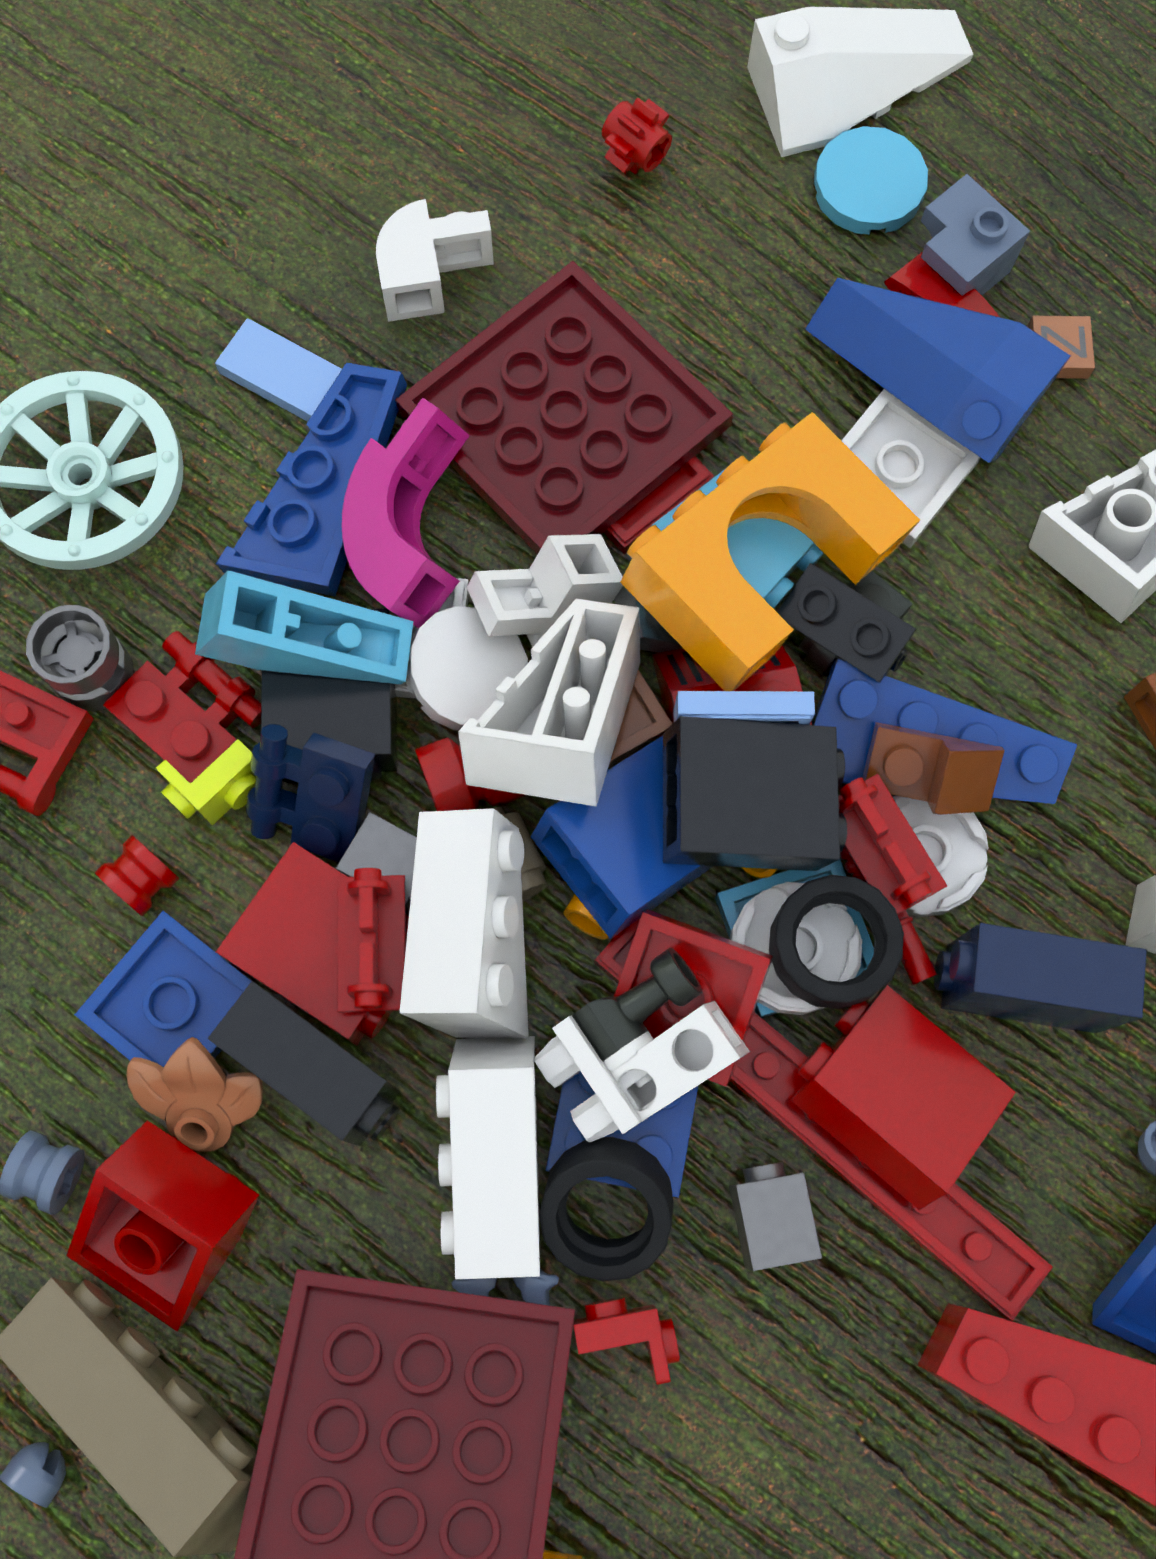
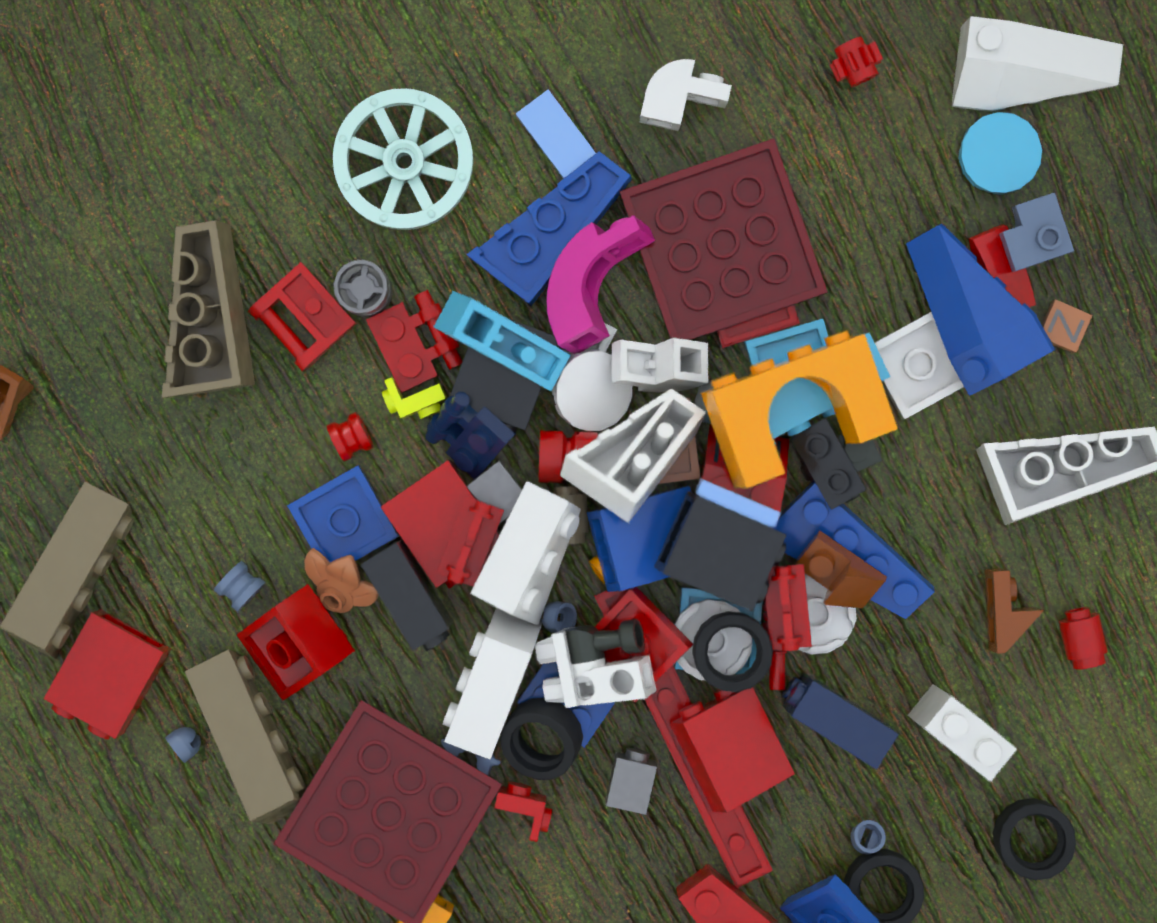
camera: 20 degrees right, 15 degrees up
(541, 1008) = (551, 612): none -> sand blue hinge

